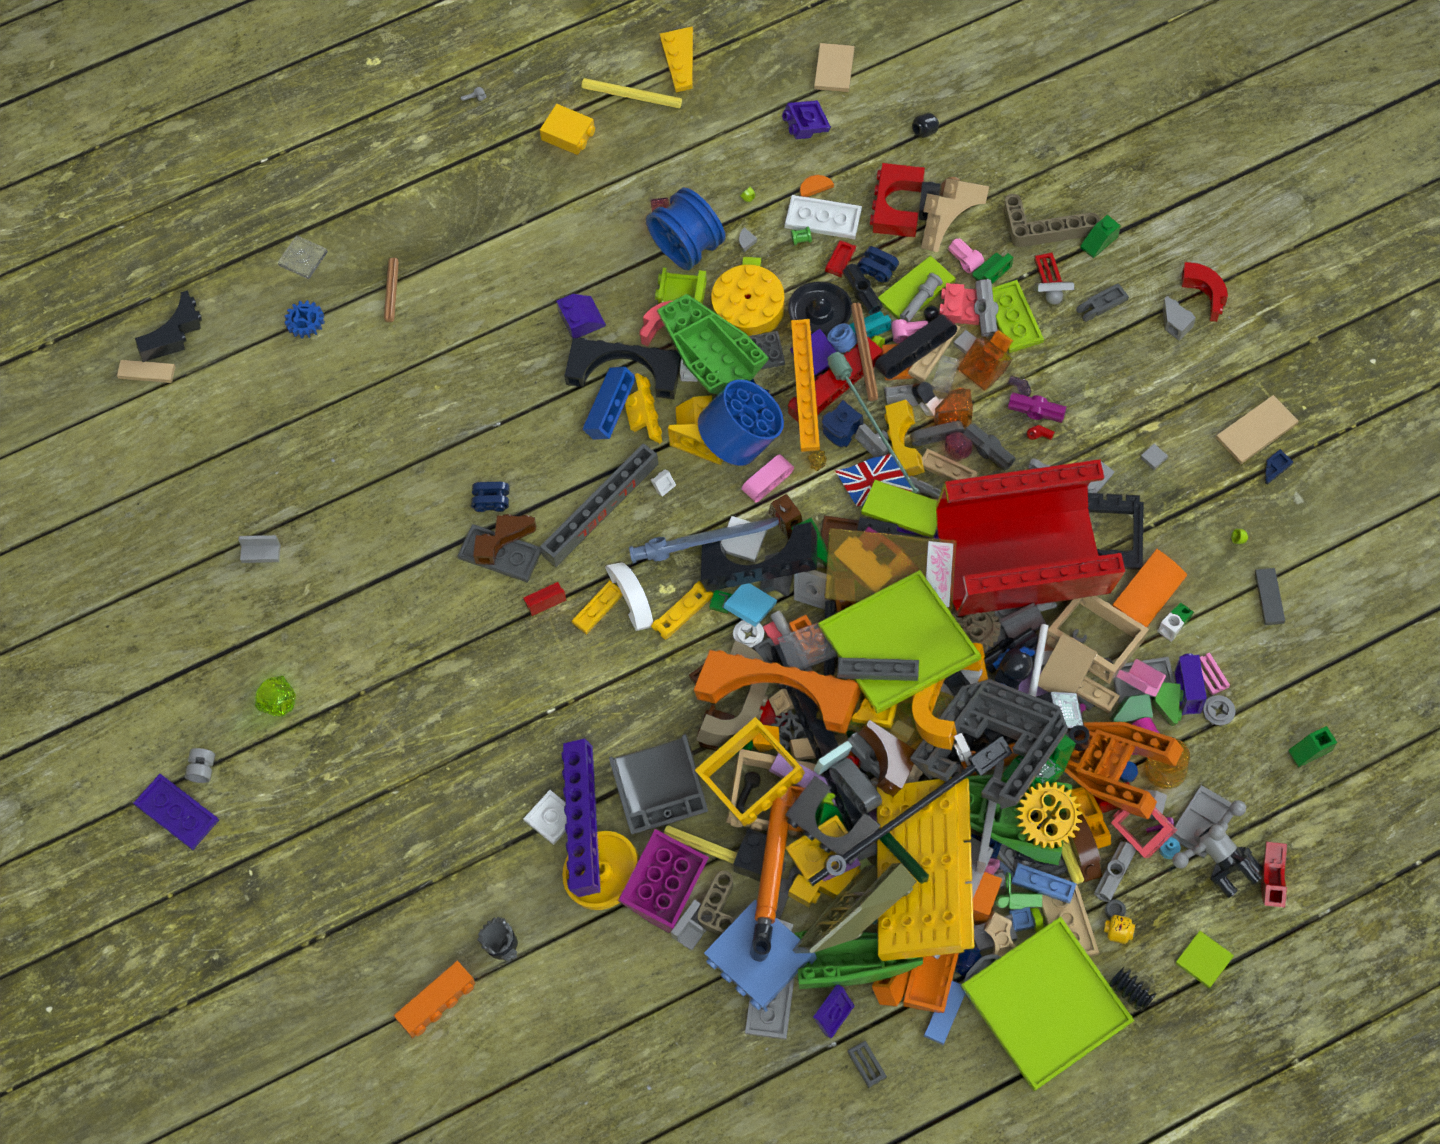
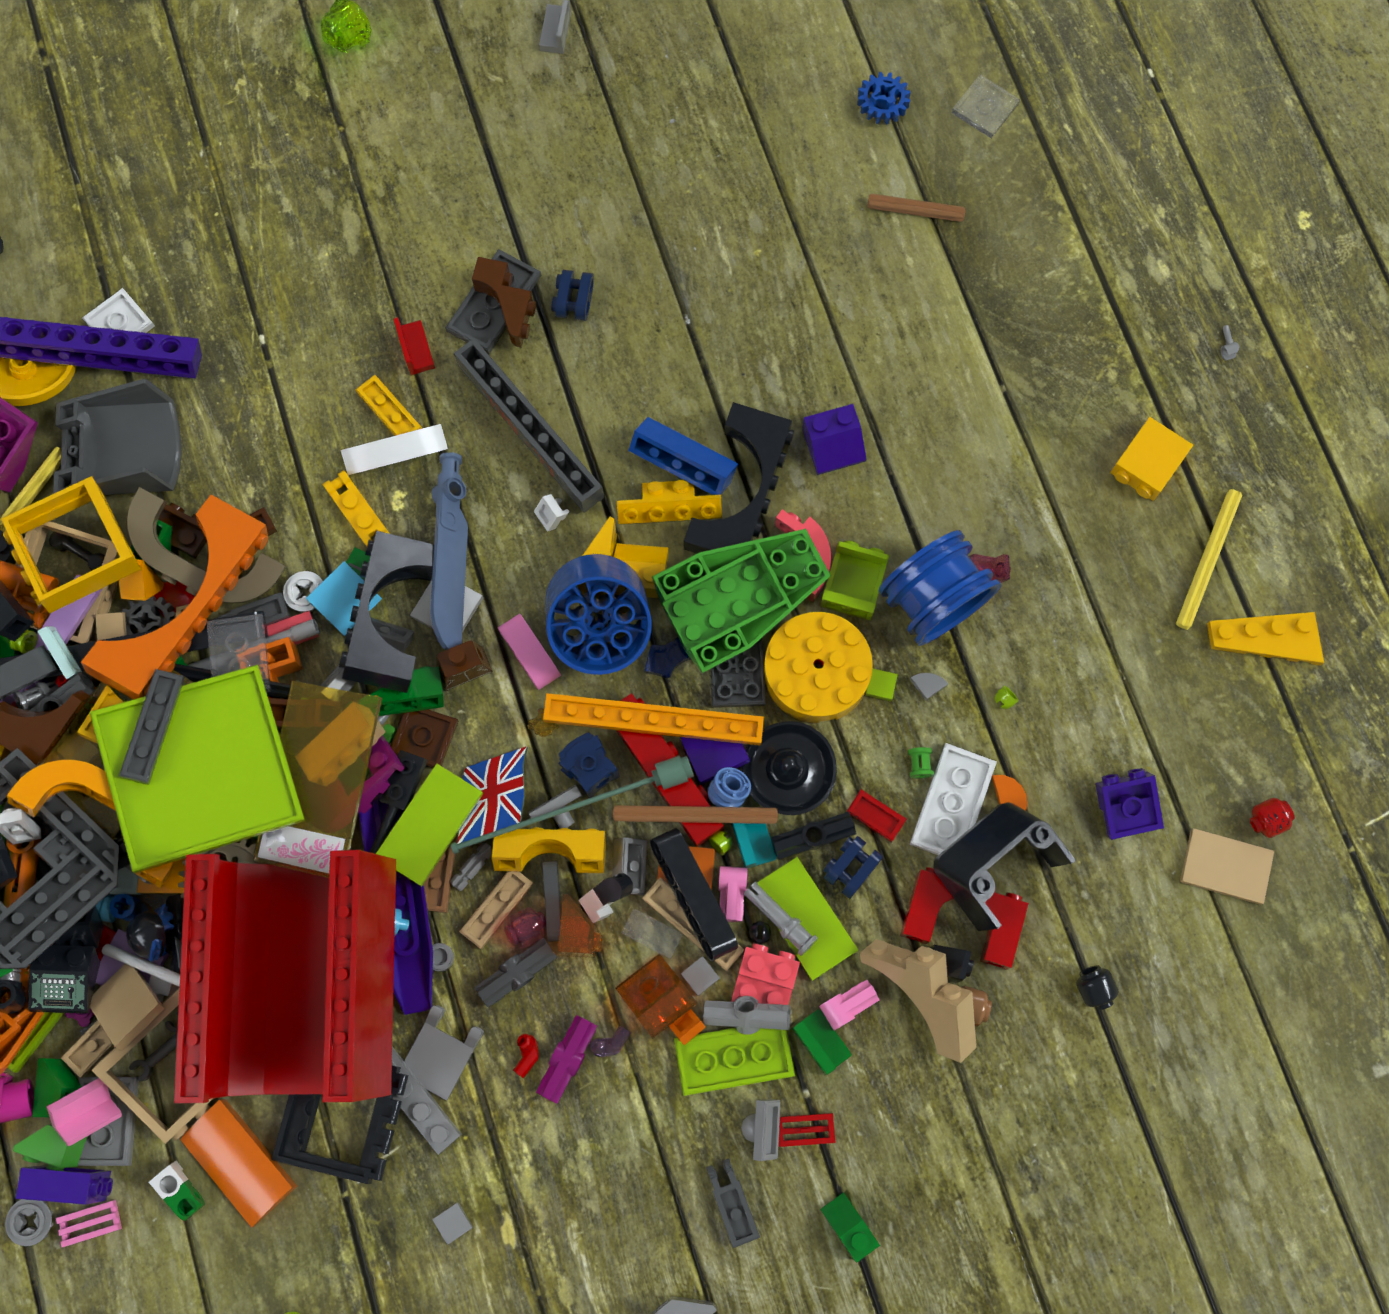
camera: 95 degrees right, 10 degrees up
(799, 44) = (1272, 817): none -> red head
(857, 187) = (966, 861): none -> black windscreen
(1046, 234) = (880, 1141): dark tan beam -> none

